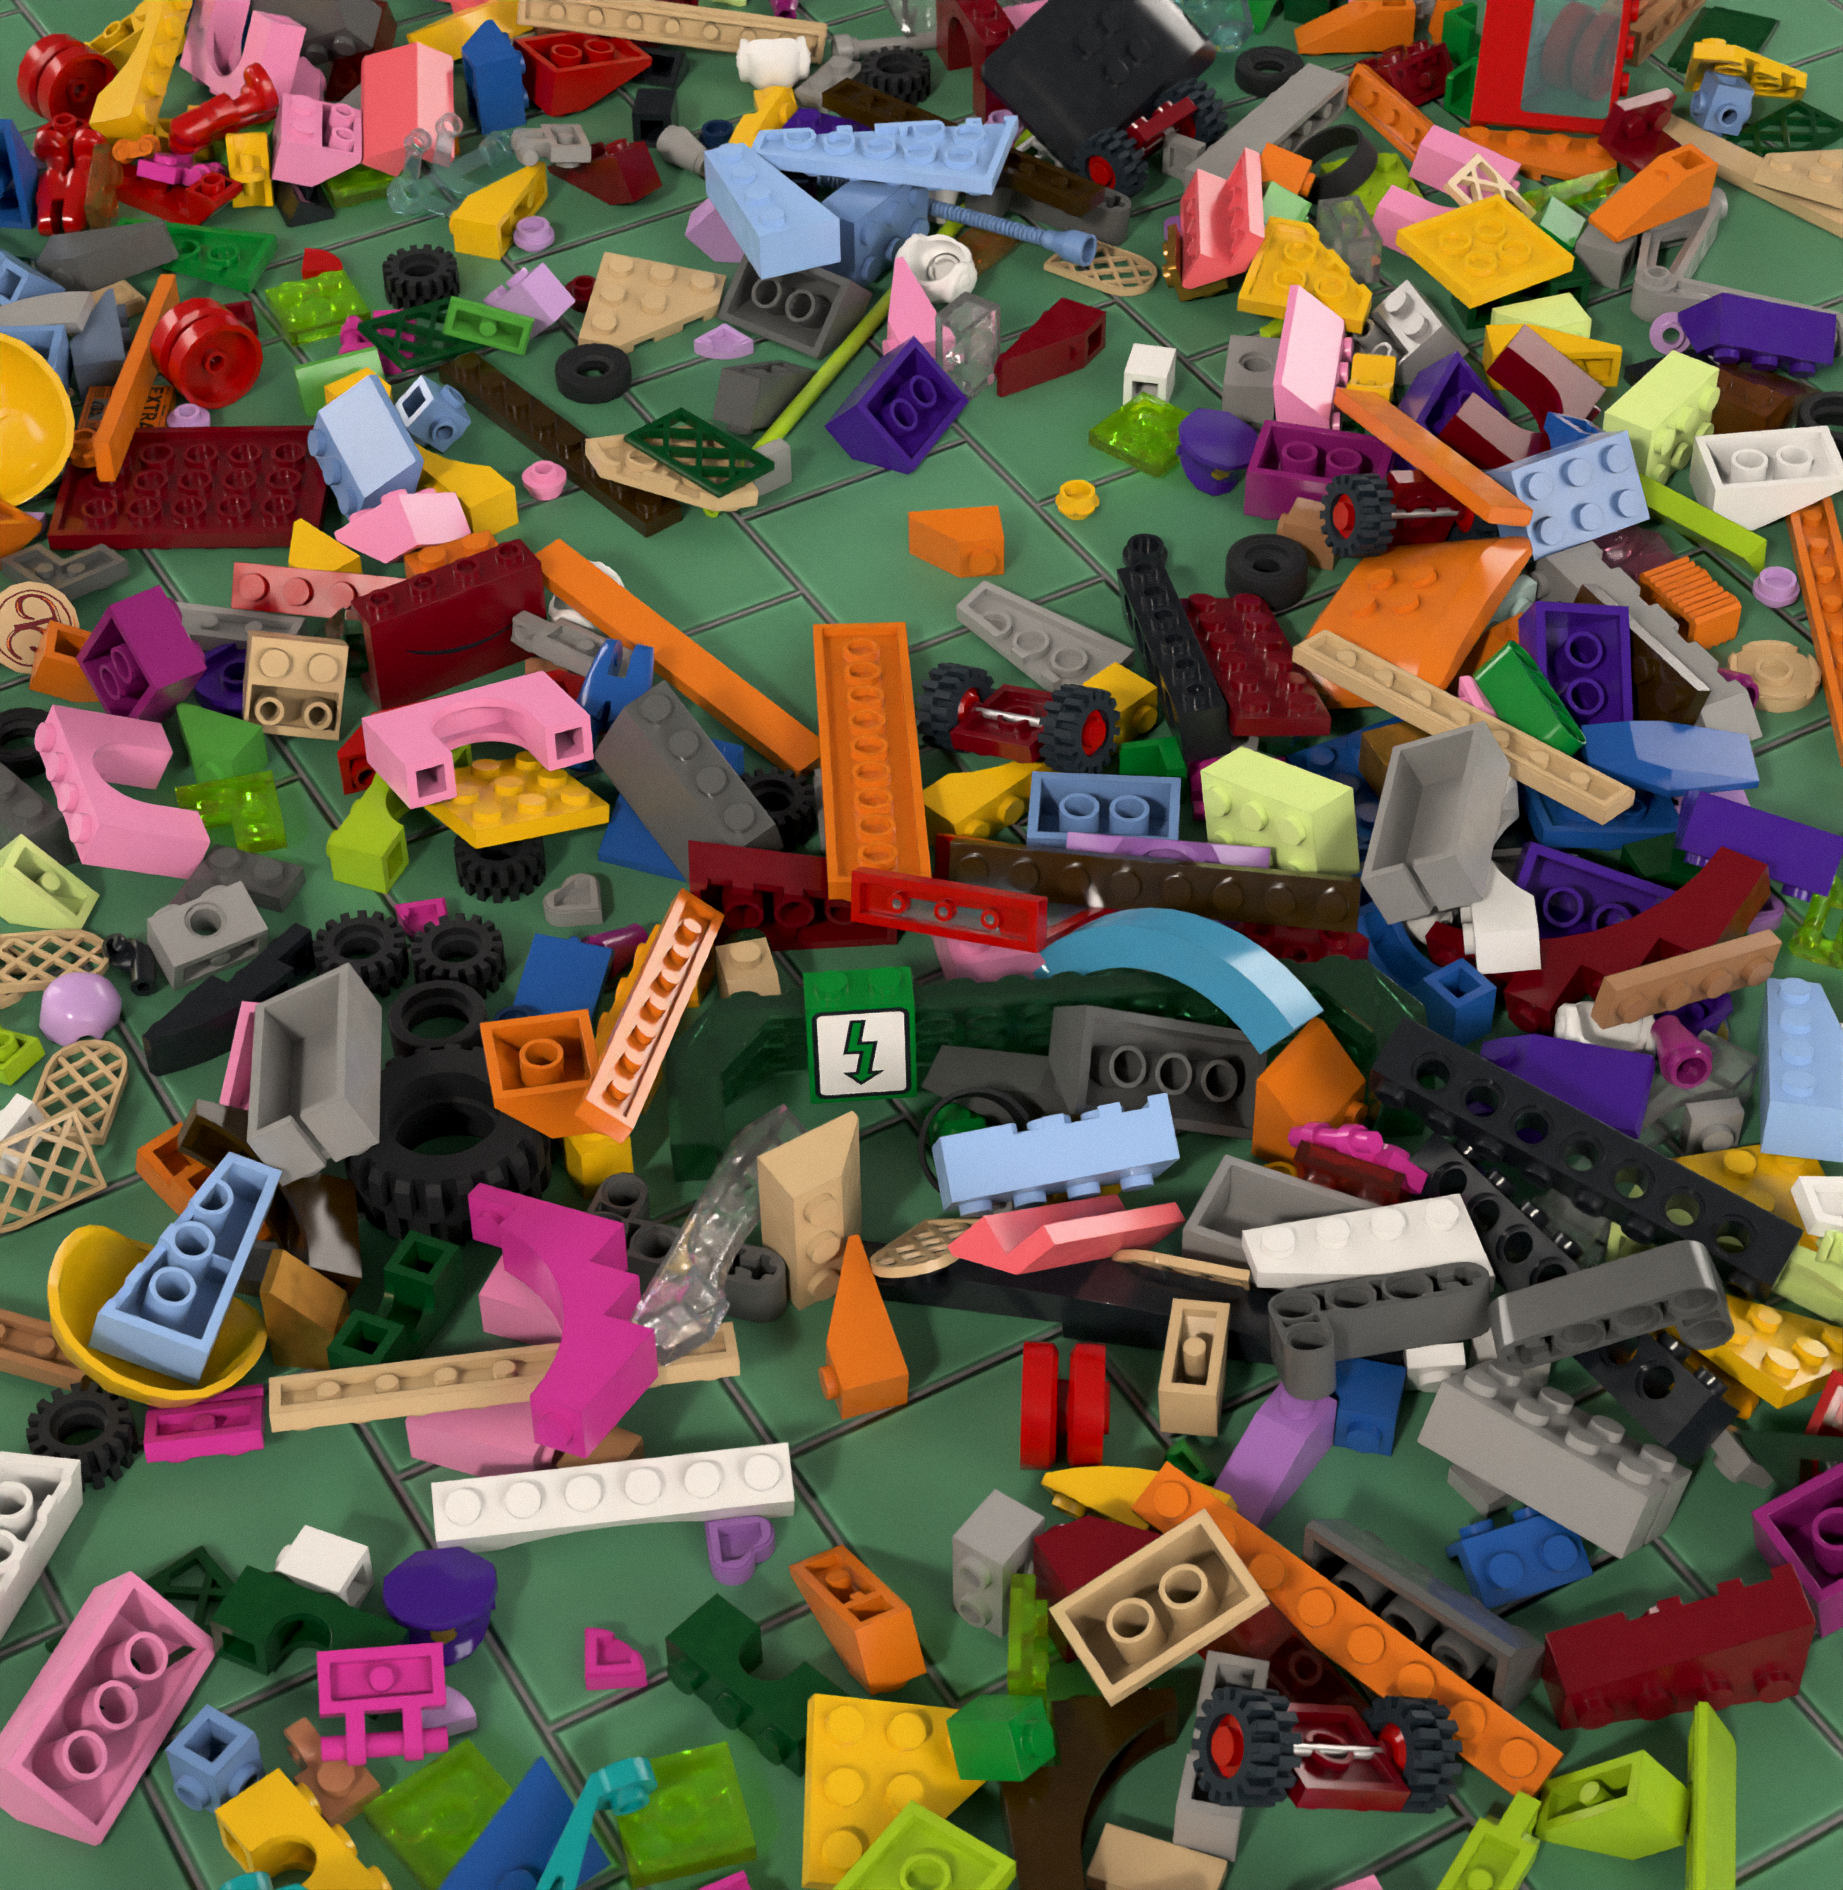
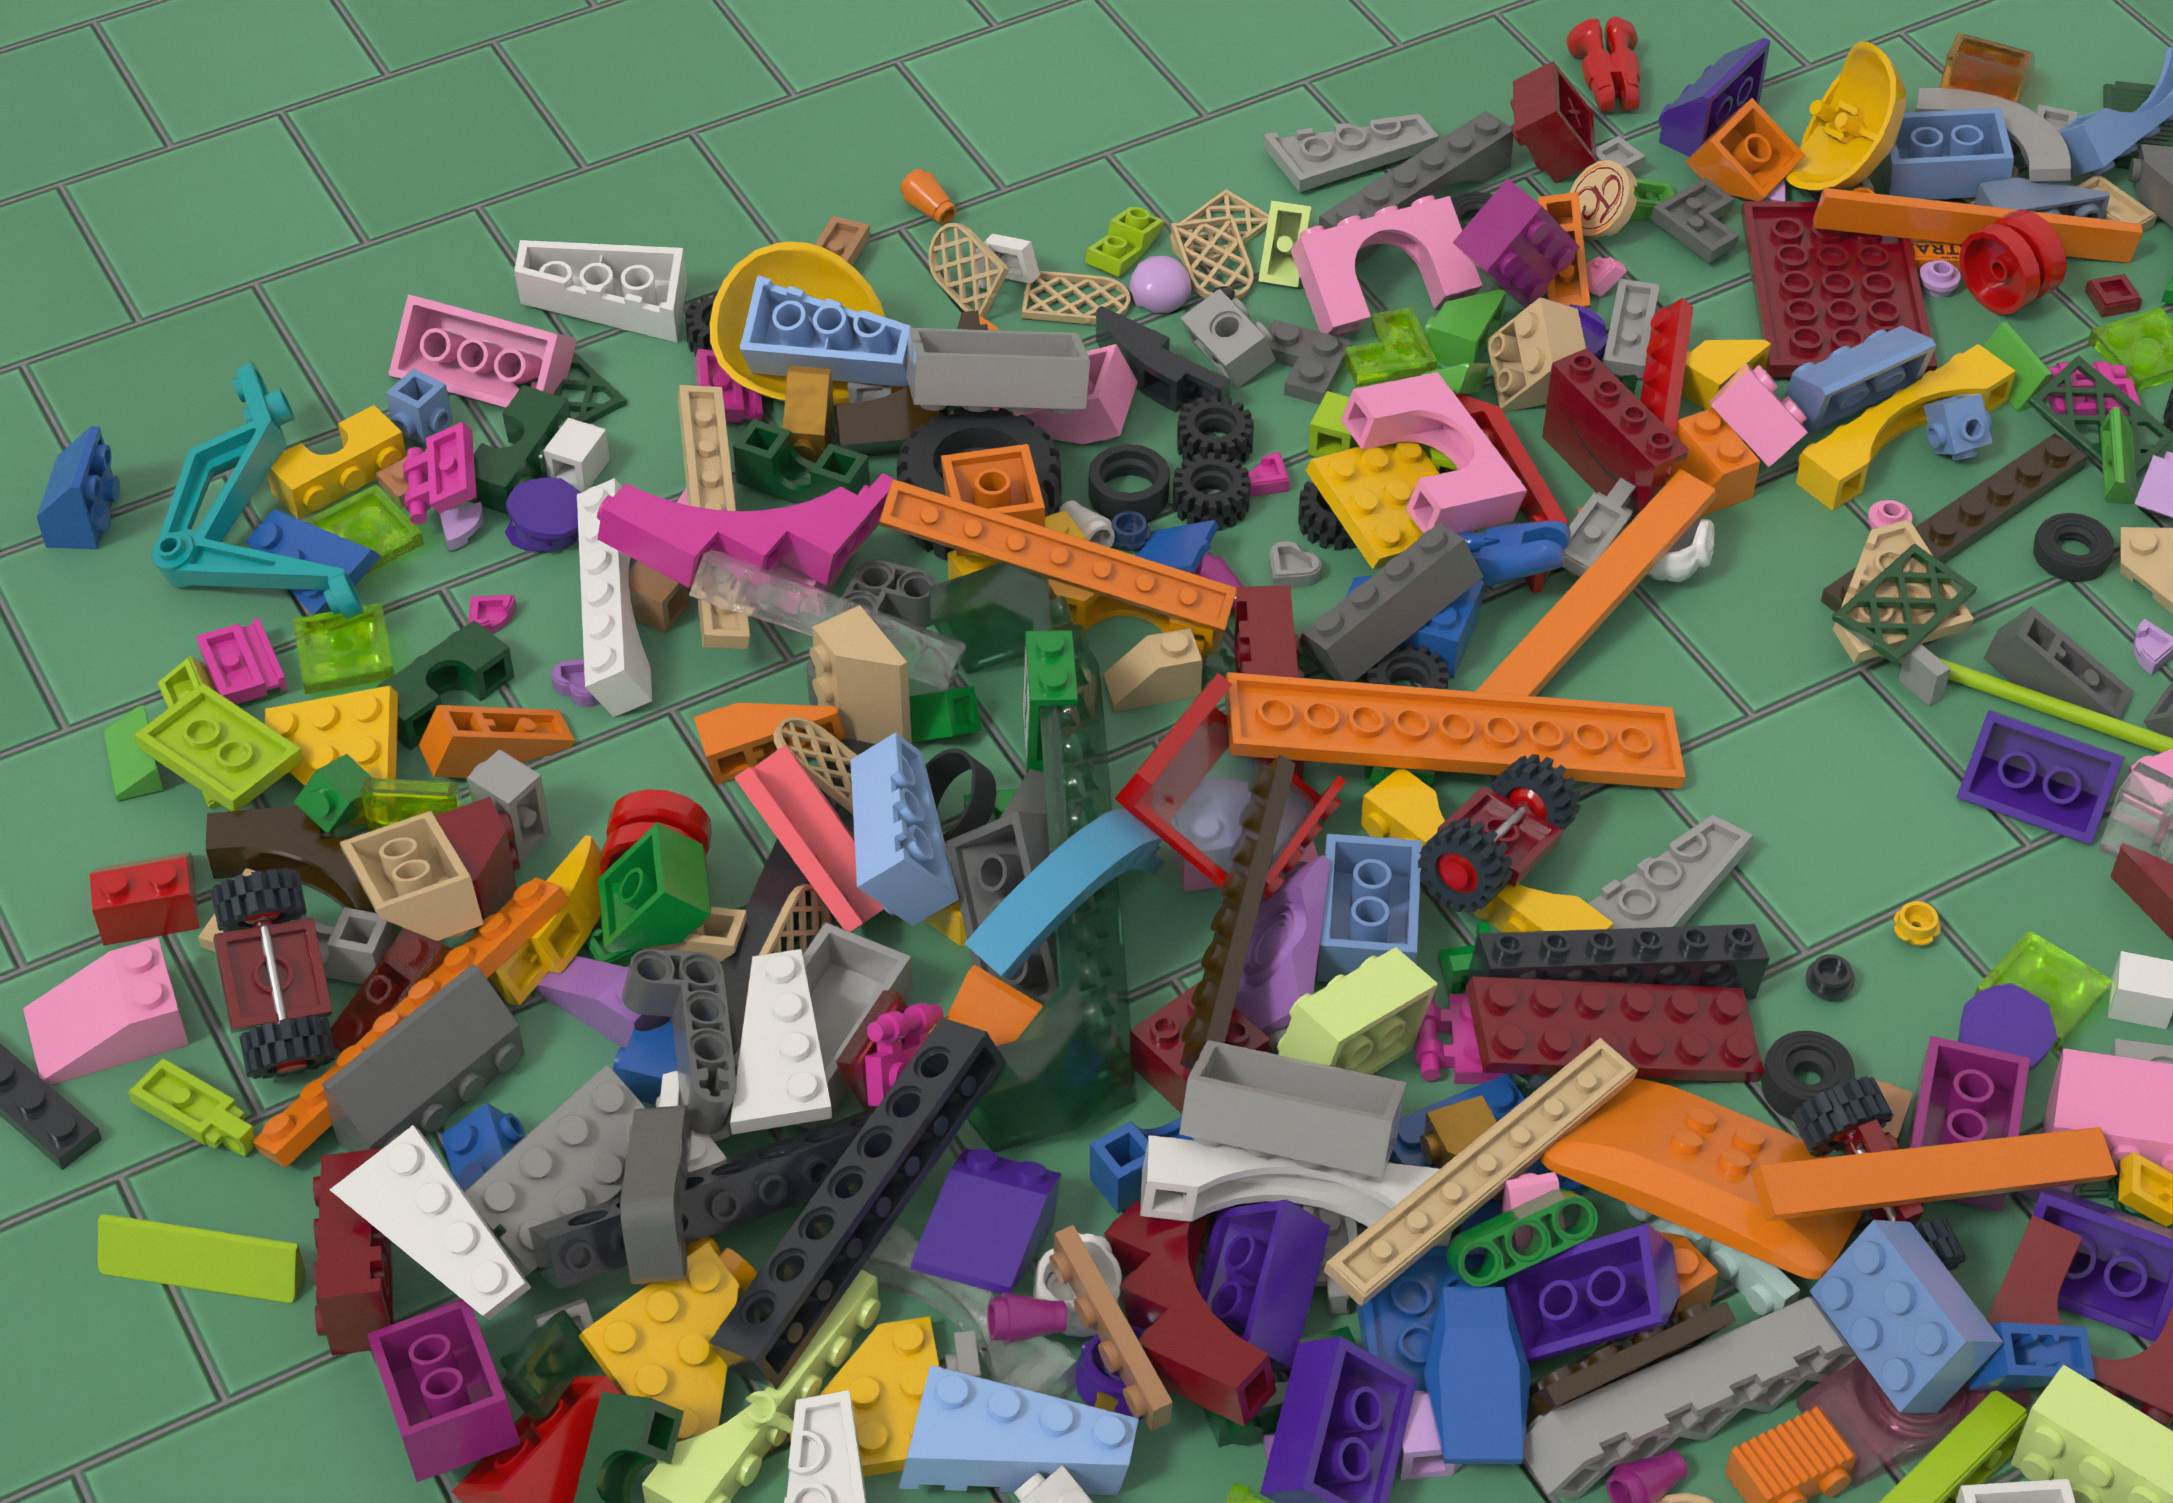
camera: 90 degrees right, 5 degrees up
(312, 744) = (1464, 378): none -> bright green slope
(959, 540) = (1824, 826): orange slope -> none
(1176, 1369) = (654, 892): none -> green slope
(1616, 1808) = (226, 1192): lime slope -> none
(1683, 1526) = (427, 1215): none -> white wing

